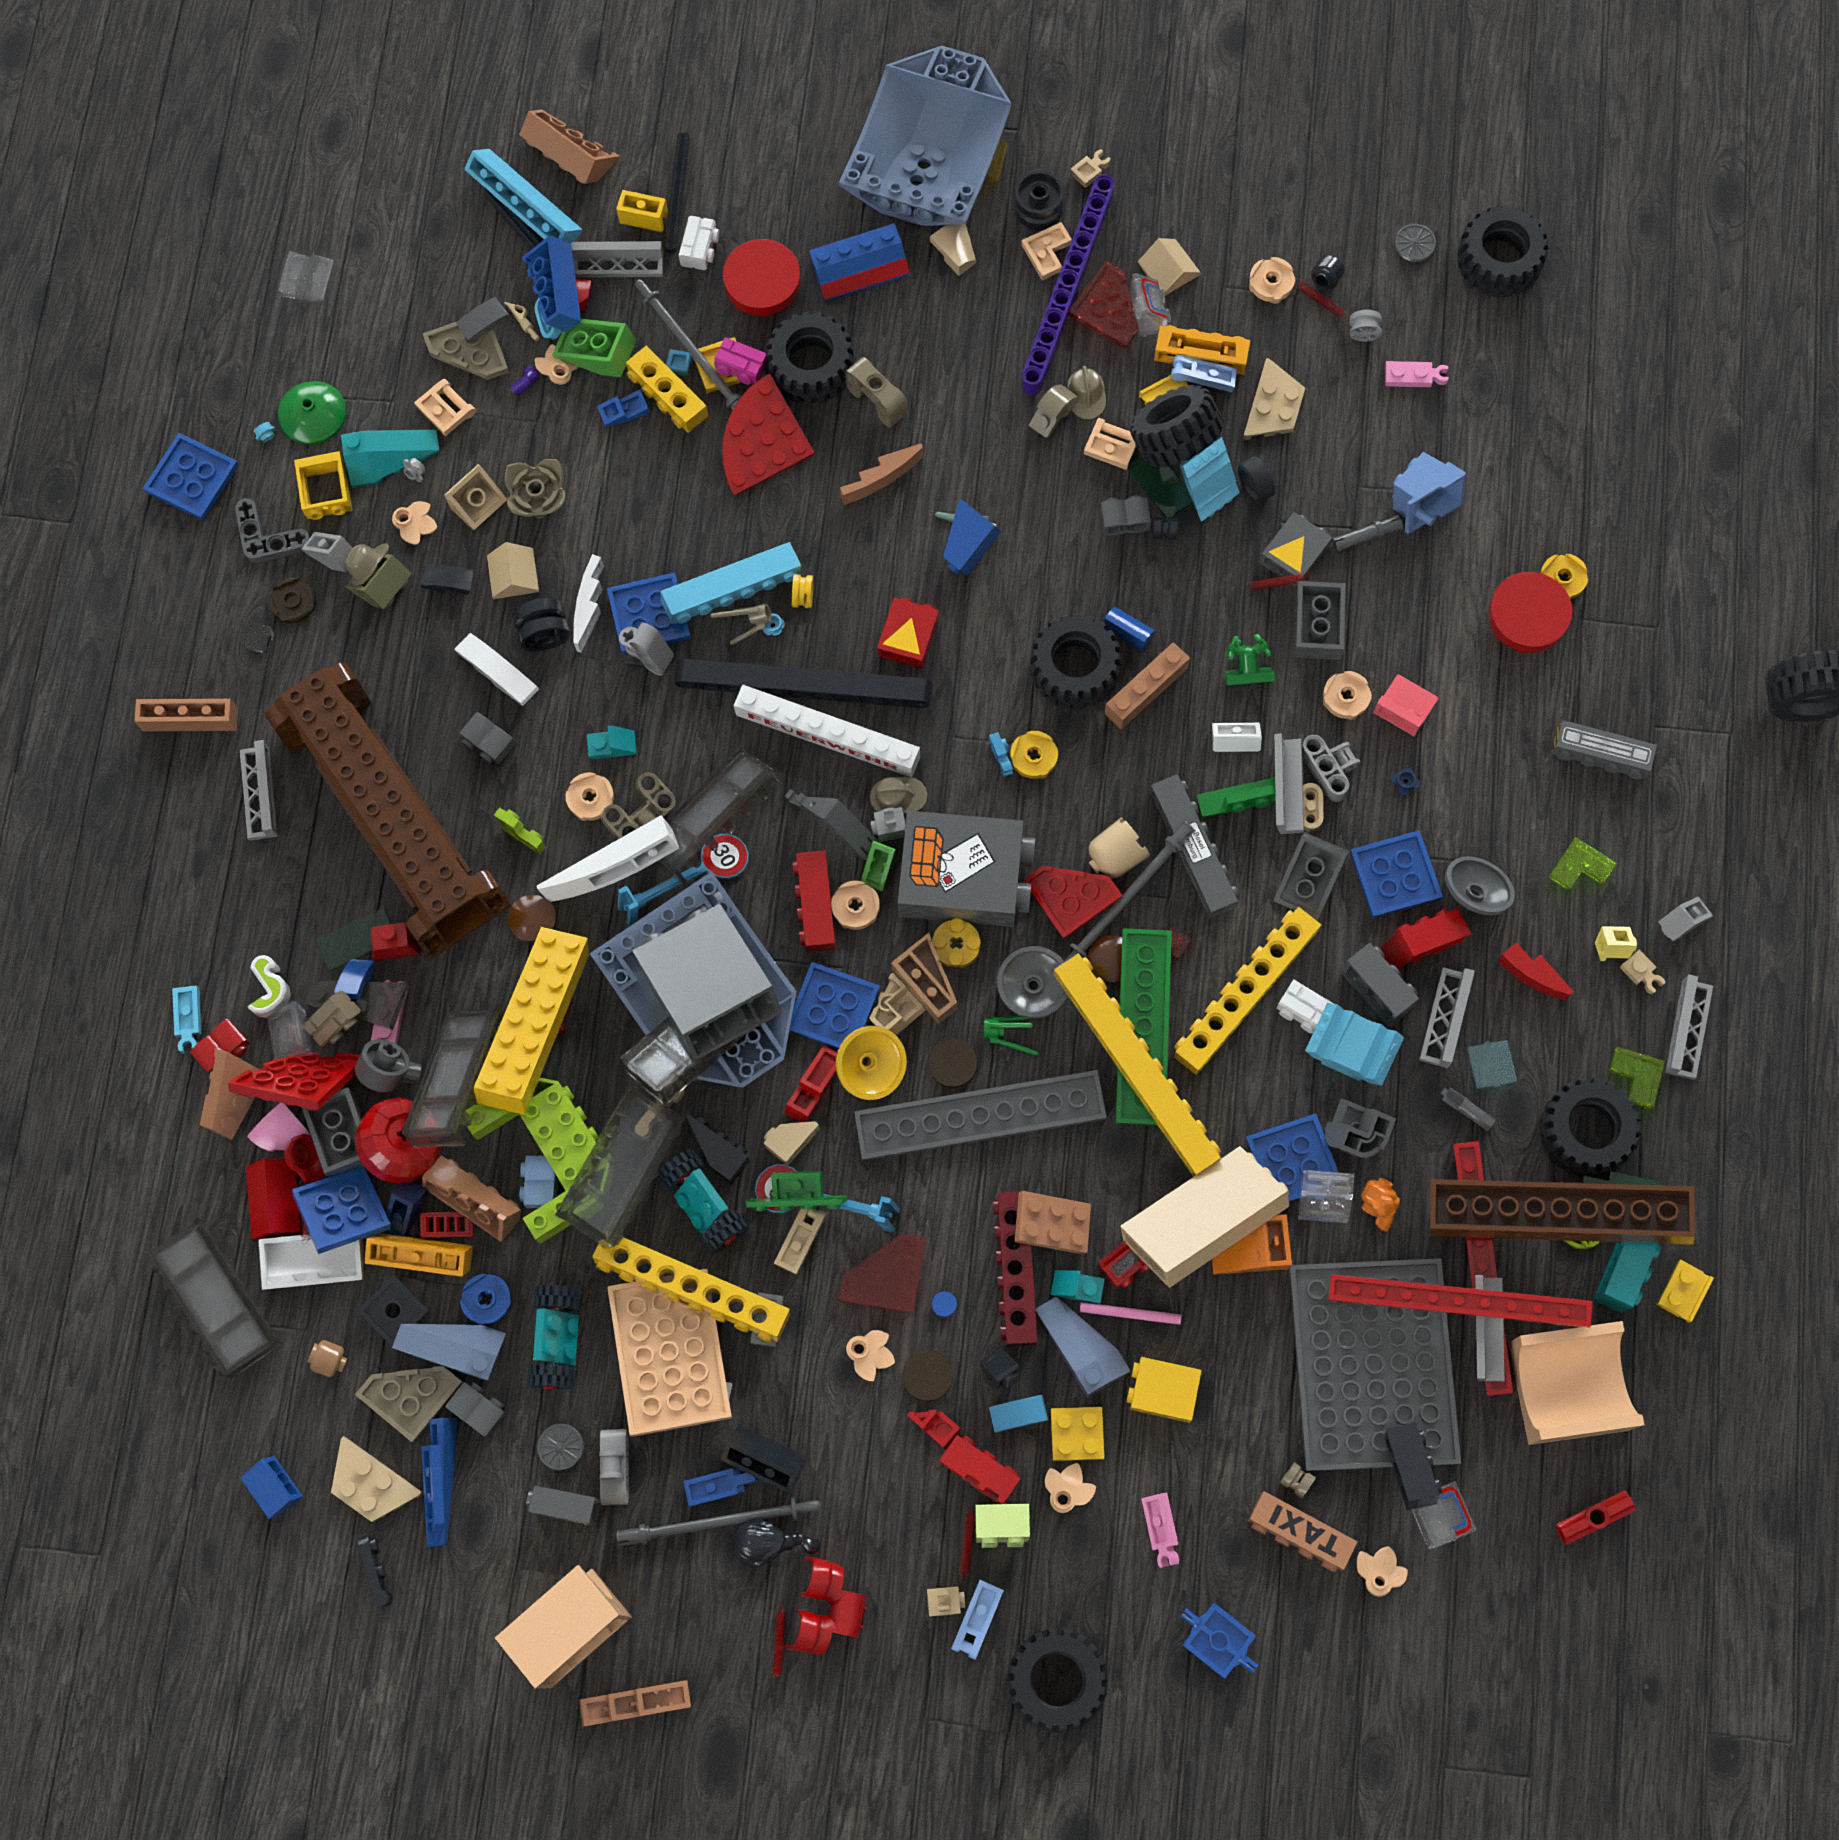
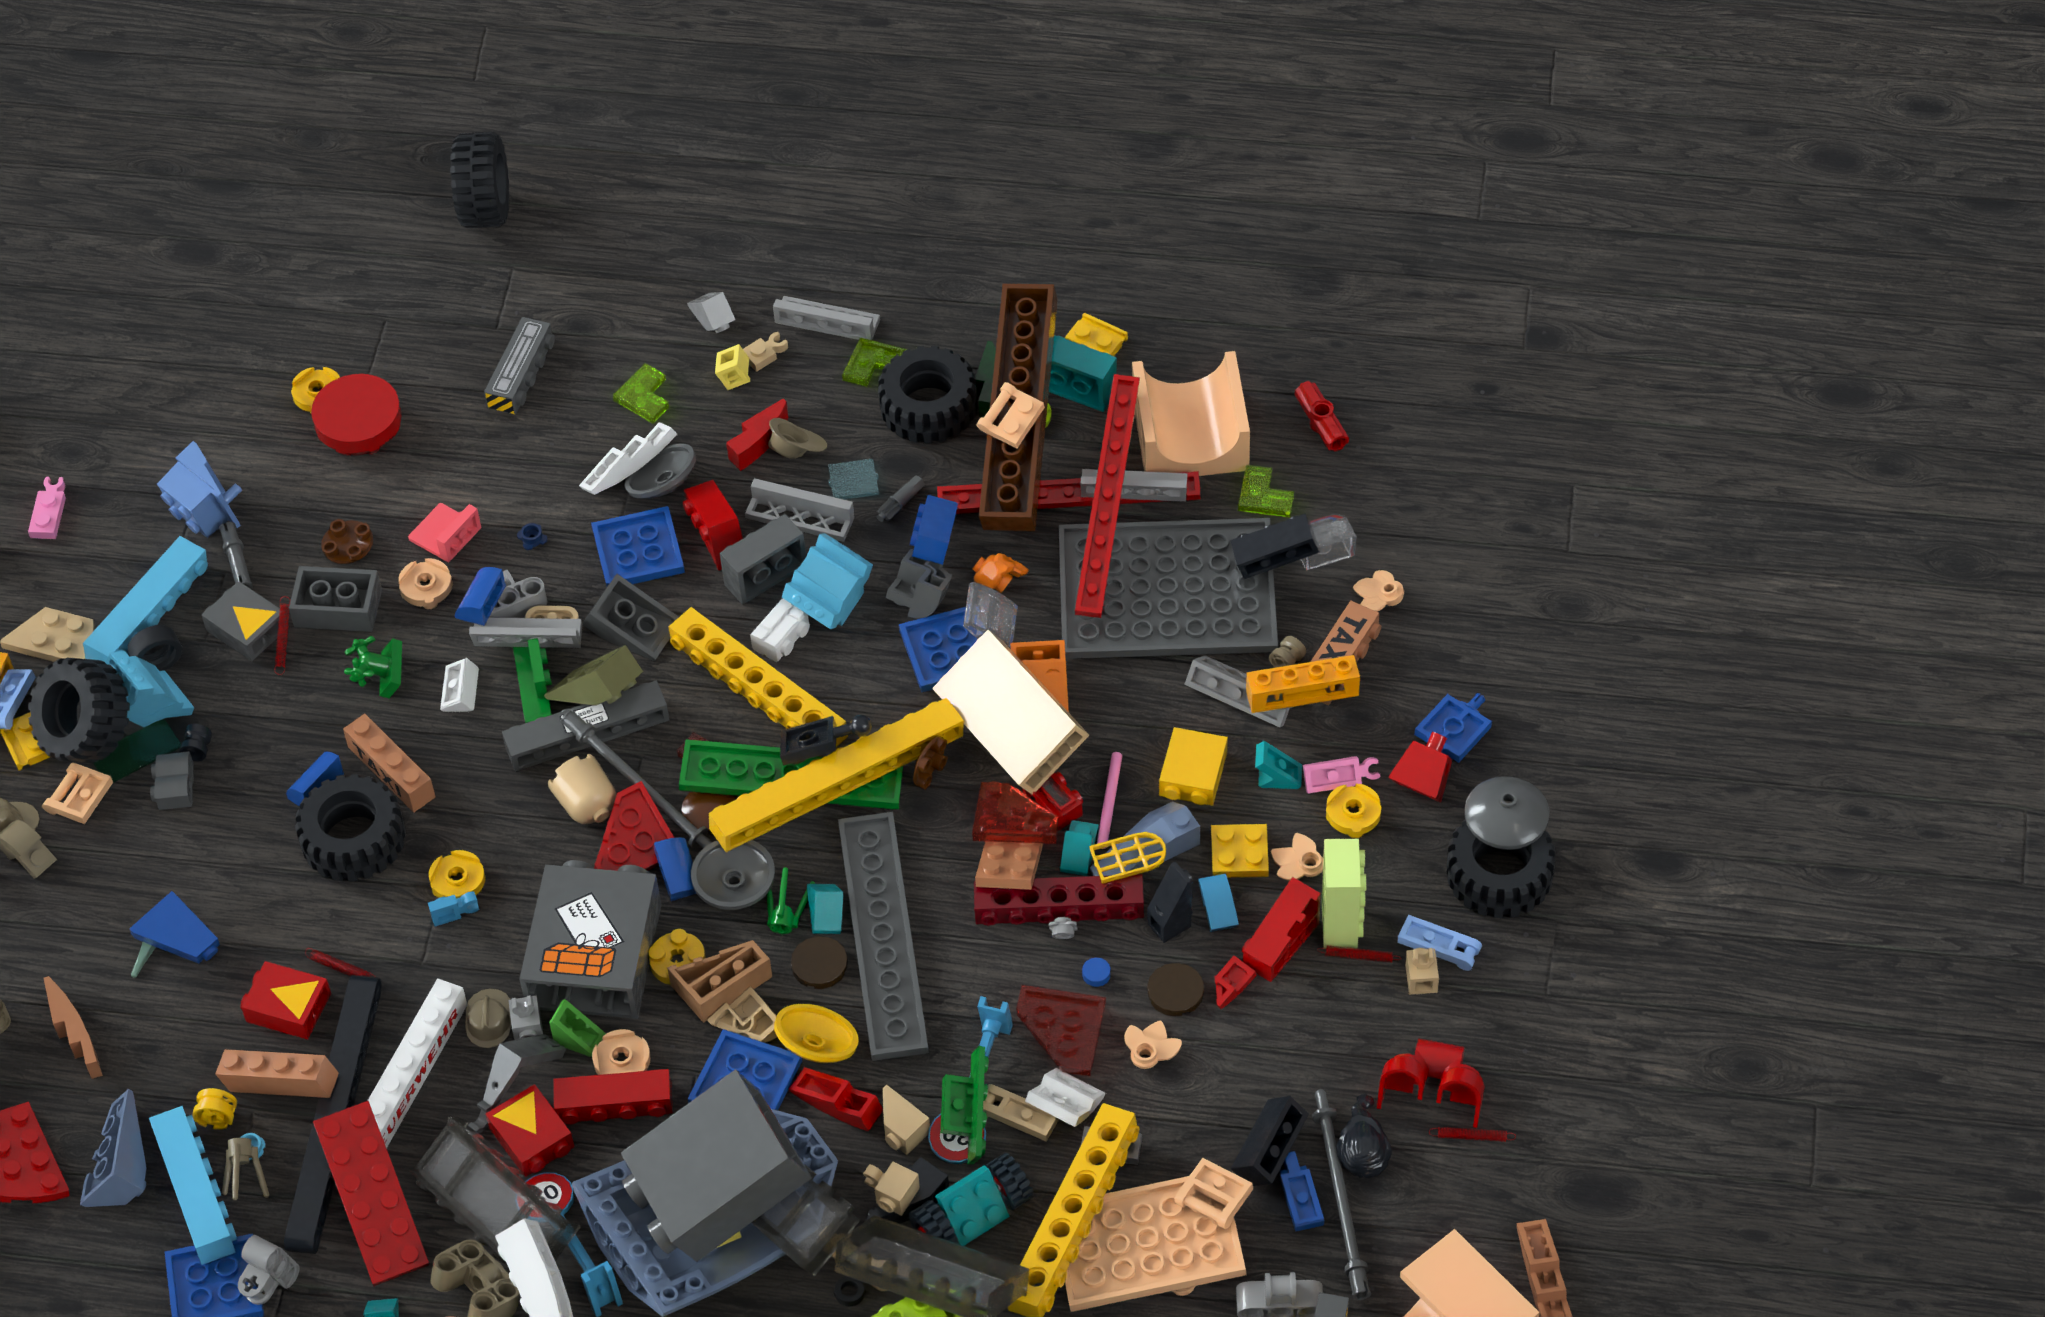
camera: 90 degrees left, 20 degrees down
(708, 1410) = (1218, 1185): none -> light nougat plate
(710, 1134) = (894, 1187): none -> tan brick
(717, 718) = (371, 1193): none -> red plate
(749, 528) = (120, 1158): none -> sand blue wedge
(782, 837) = (530, 1130): none -> red brick
(813, 1279) = (1065, 1097): none -> white slope
(829, 633) = (277, 1073): none -> nougat brick
(948, 673) = (338, 965): none -> red piece
(987, 1273) = (1063, 928): none -> light grey plate
(1008, 1064) = (825, 908): none -> teal slope
(1043, 932) = (675, 866): none -> blue brick
(1058, 1319) = (1144, 858): none -> yellow window
(1079, 1680) = (1504, 823): none -> dark grey dish
(1097, 1222) = (1011, 816): none -> clear red plate
(1137, 1539) = (1353, 823): none -> yellow plate
(1163, 1610) = (1424, 768): none -> red torso
(1164, 1469) = (1277, 768): none -> teal slope
(1167, 1151) = (930, 759): none -> reddish brown dish
(1173, 1050) = (818, 738): none -> black plate
(1232, 848) = (598, 679): none -> olive slope
(1245, 1491) = (1302, 683): none -> light orange brick
(1254, 1433) = (1229, 687): none -> light grey fence
(1307, 467) = (148, 599): none -> medium azure brick
(1319, 741) = (481, 596): none -> blue brick
(1390, 623) = (347, 541): none -> reddish brown dish
(1421, 1138) = (933, 529): none -> blue brick
(1491, 853) = (621, 464): none -> white slope
(1491, 1453) = (1259, 498): none -> clear neon green tile
(1529, 1006) = (793, 440): none -> dark tan piece
(1535, 1210) = (1018, 418): none -> light nougat plate

